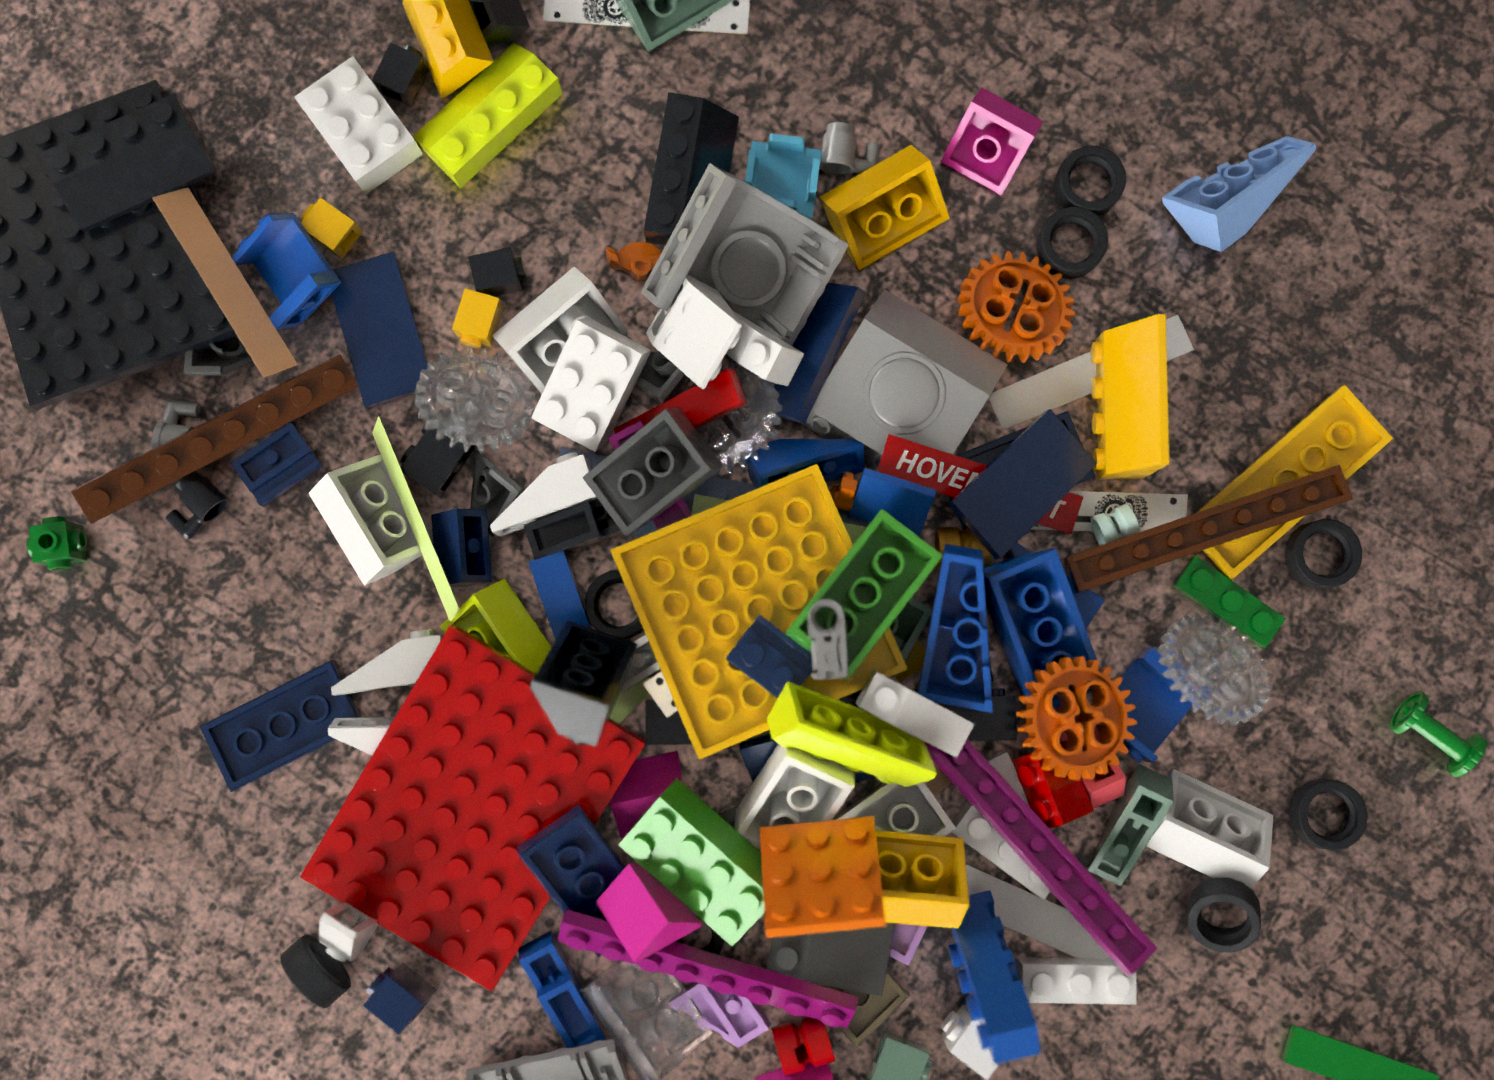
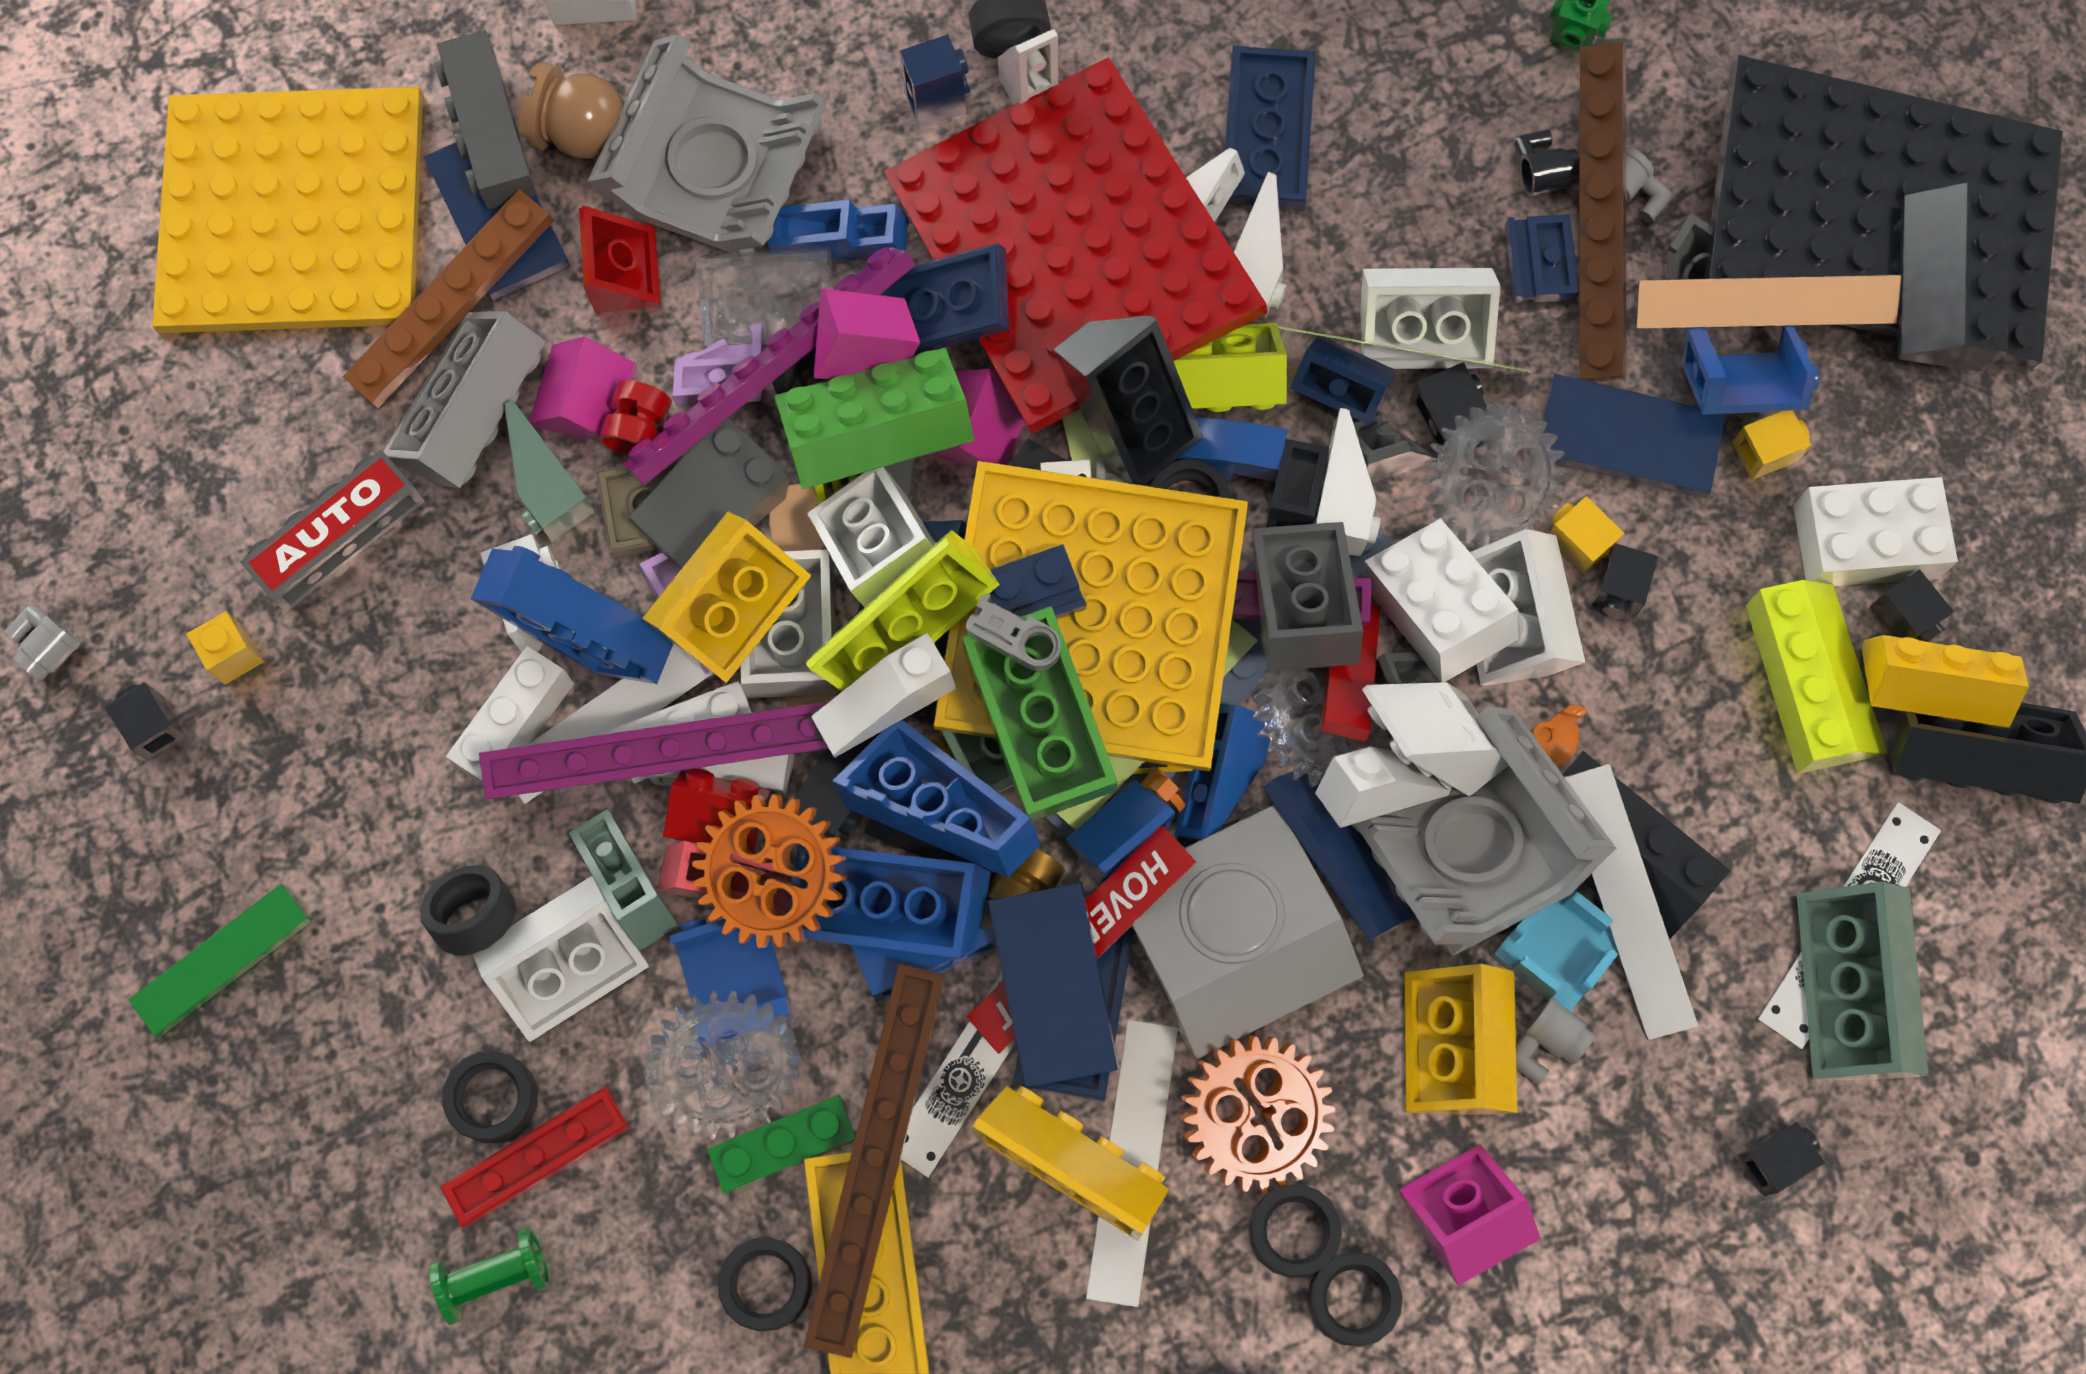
camera: 125 degrees right, 10 degrees down
(730, 142) = (1634, 912): none -> white sticker
(821, 877) = (784, 502): orange plate -> none
(1114, 525) = (941, 1073): light aqua wheel -> none
(1342, 759) = (534, 1157): none -> red tile

